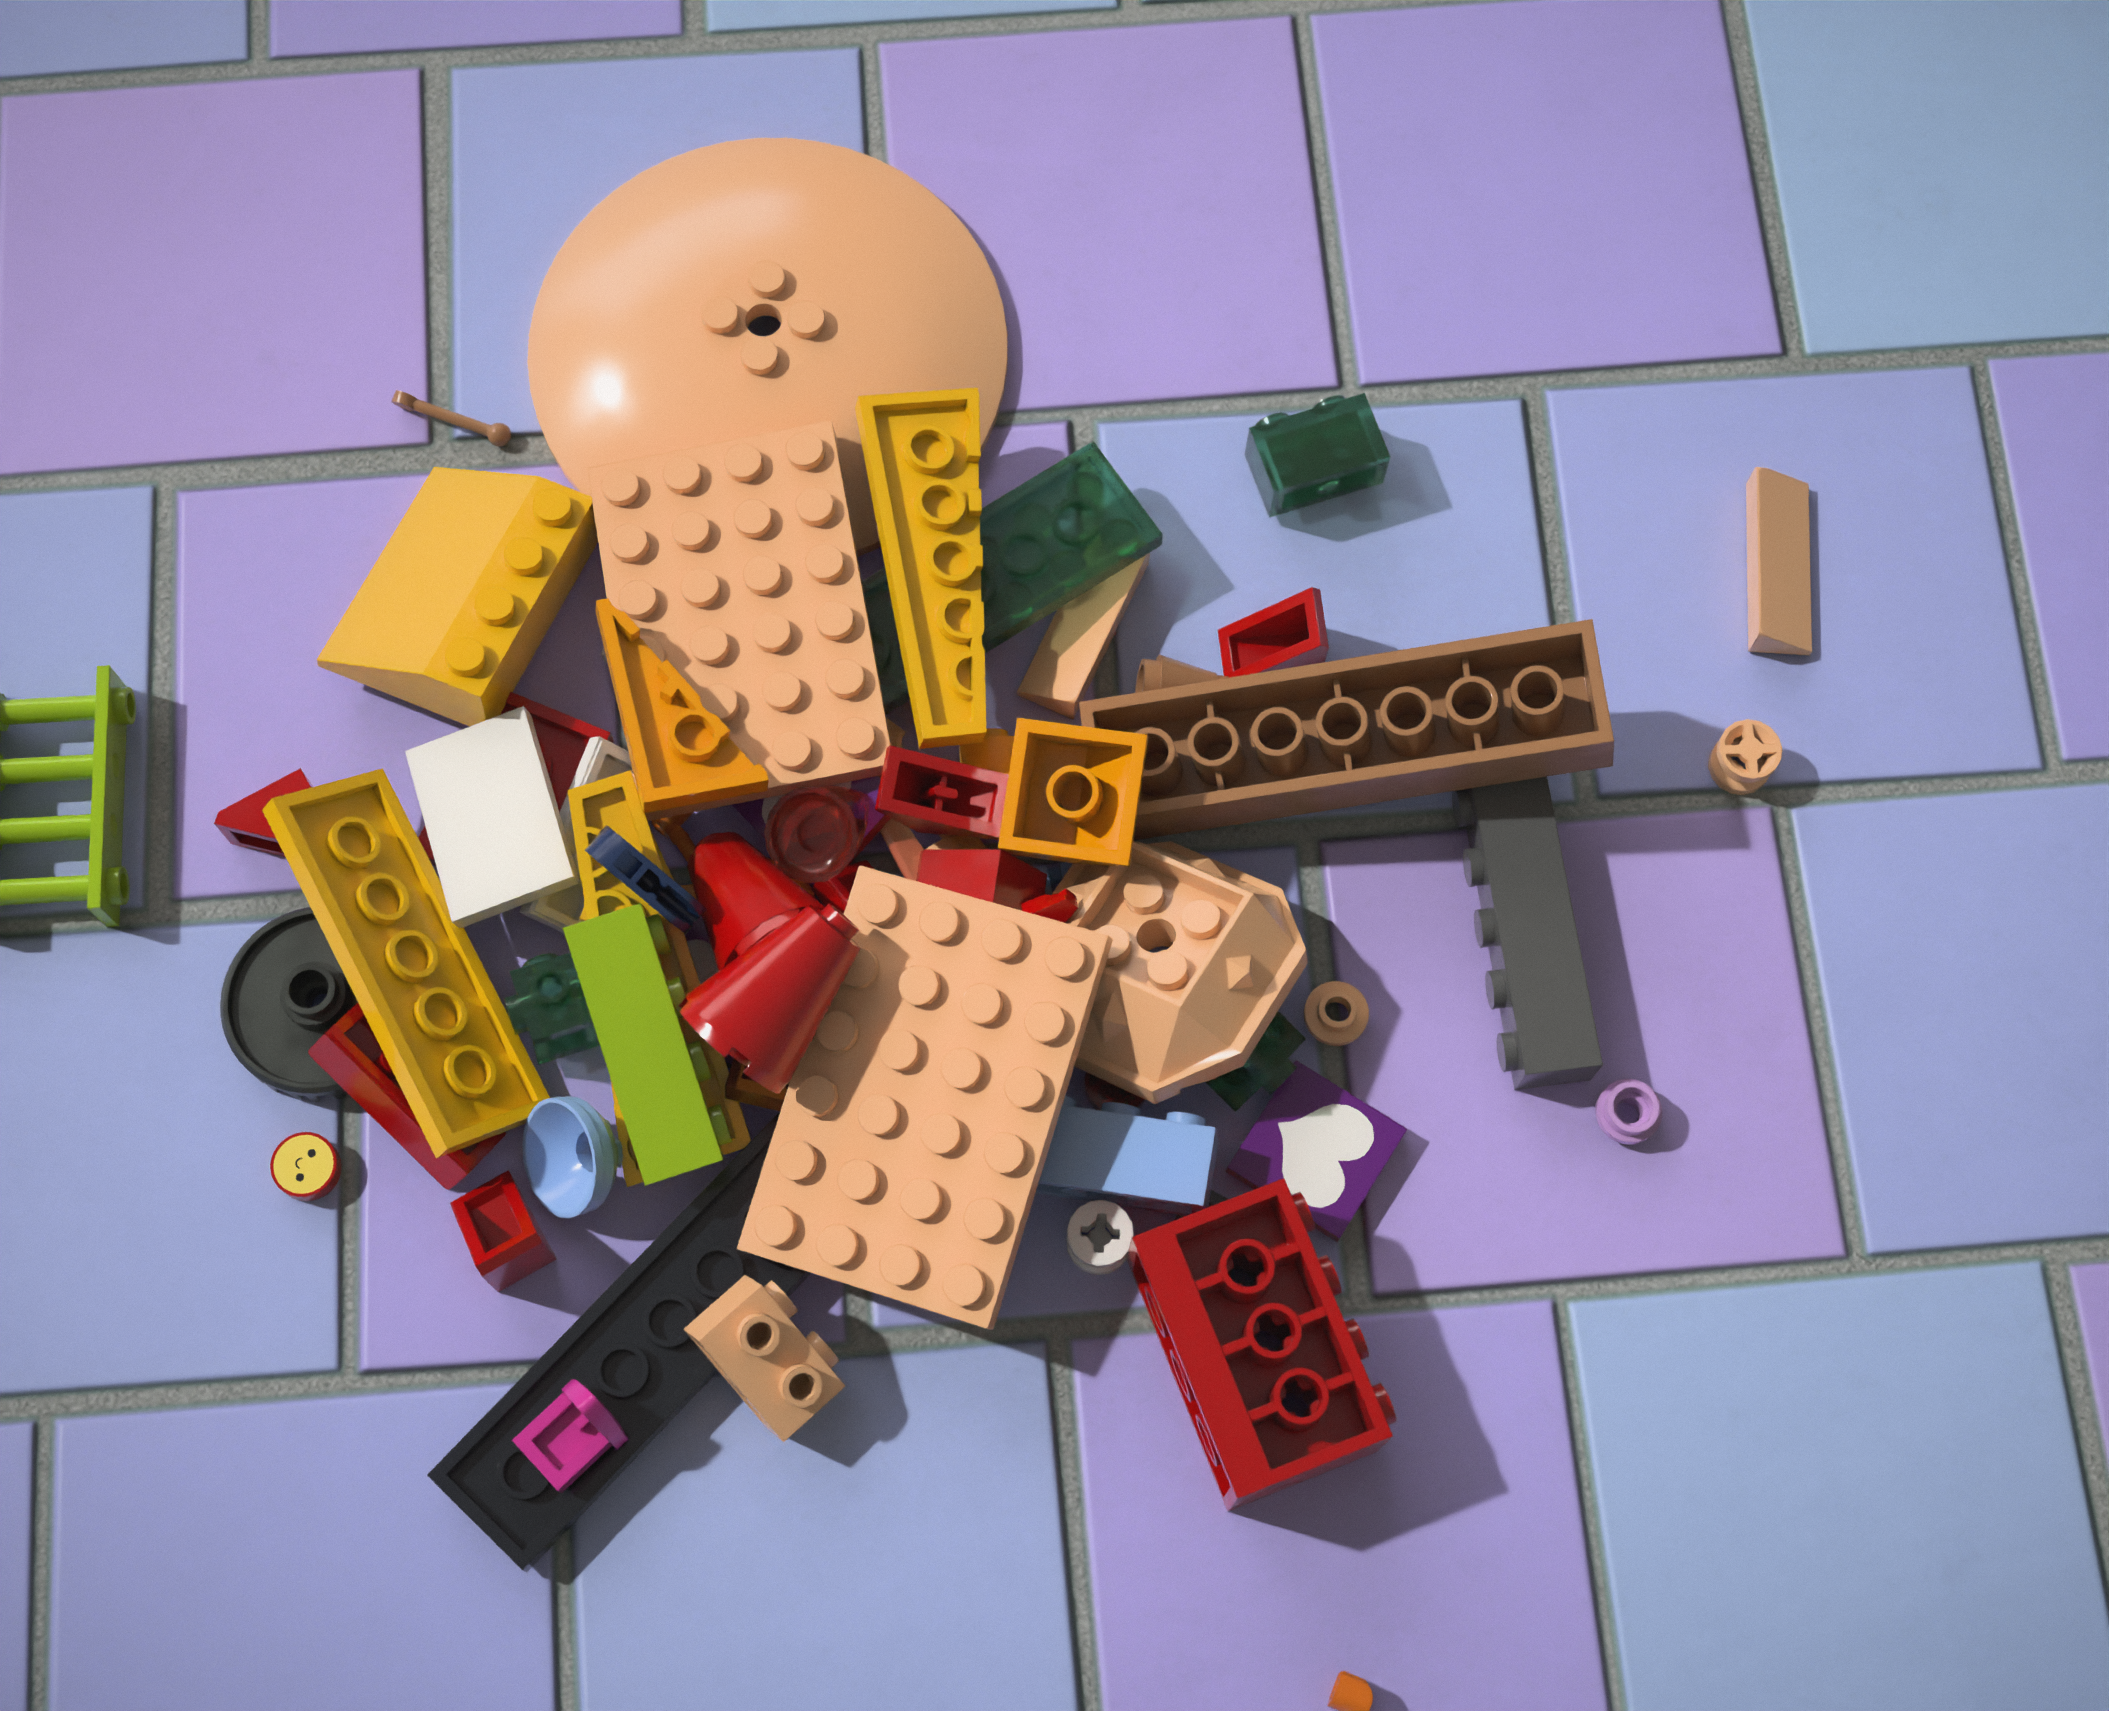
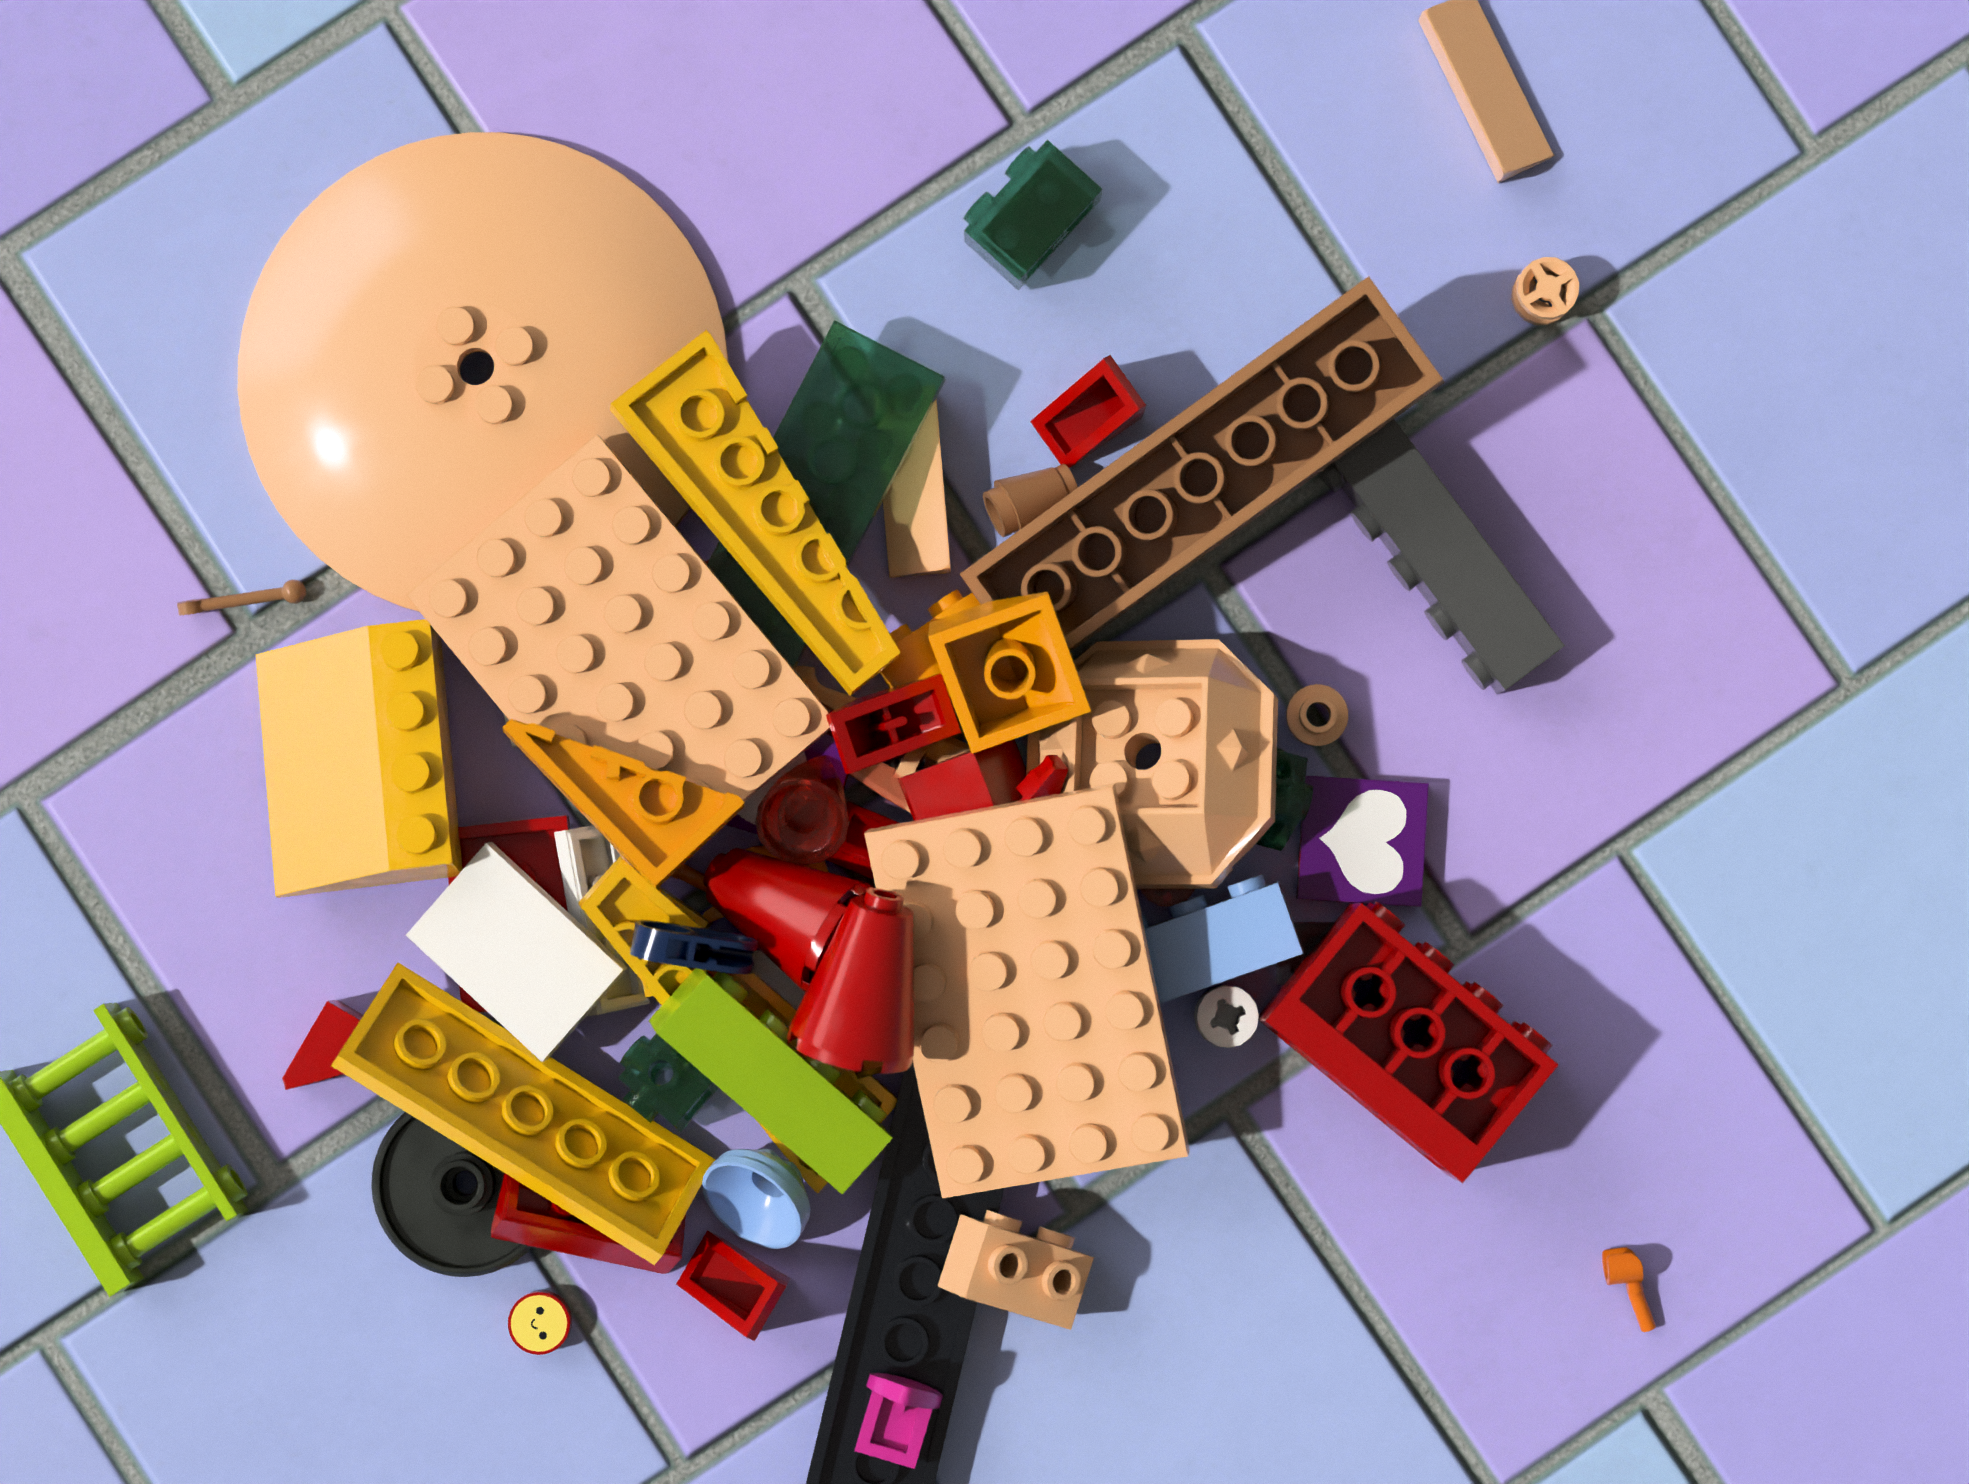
camera: 30 degrees left, 15 degrees up
(1640, 1097) = (1620, 658): lavender plate -> none

